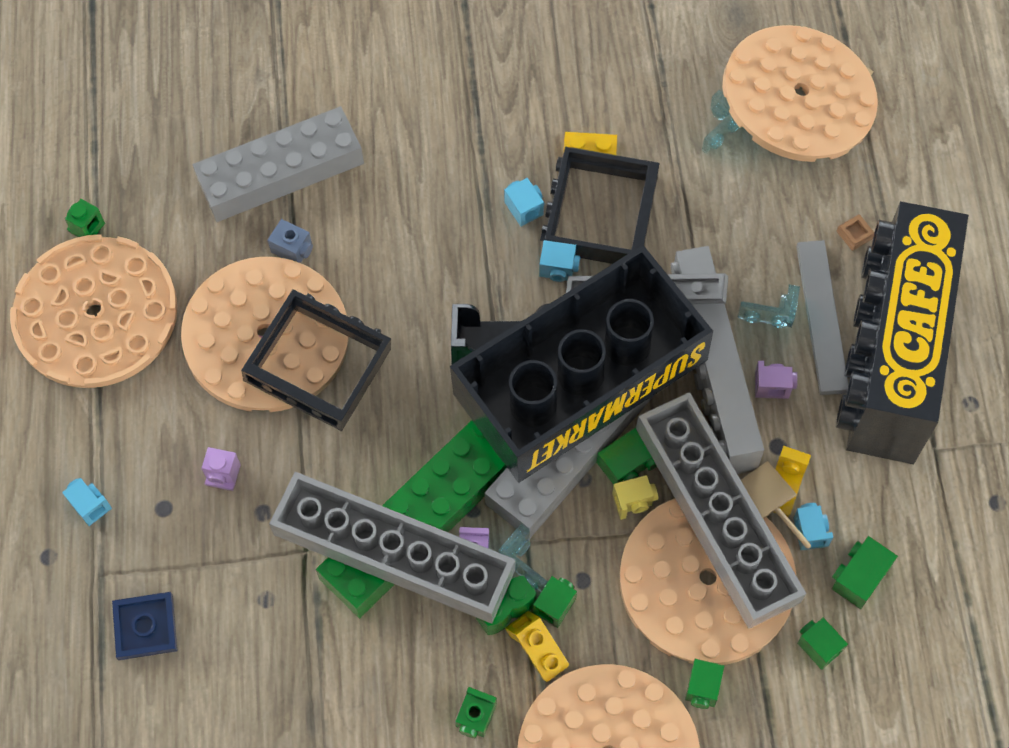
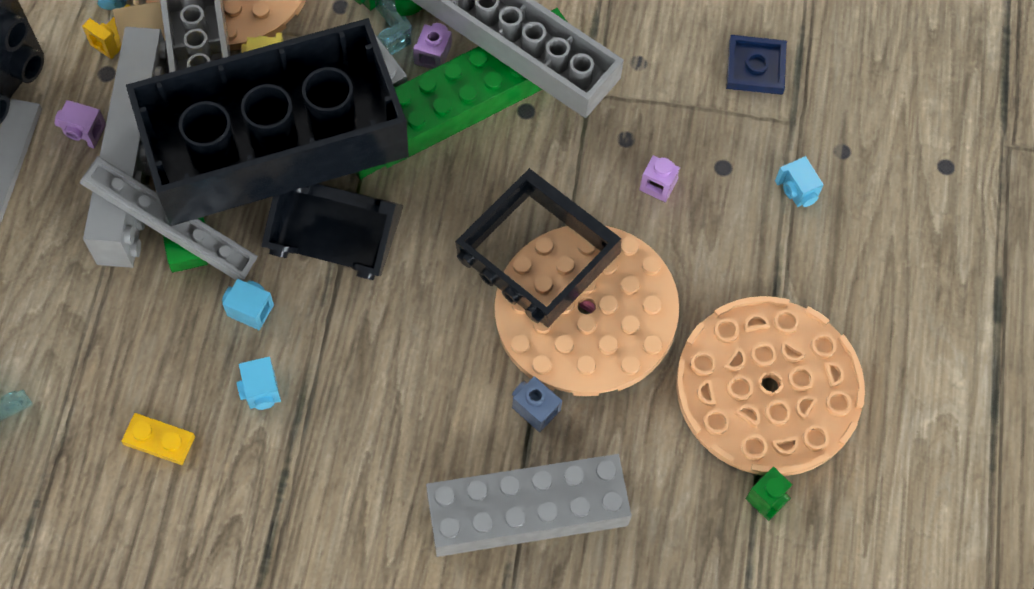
camera: 170 degrees left, 0 degrees up
(604, 164) = (135, 329): black window -> none
(777, 317) = (32, 184): clear light blue bracket -> none

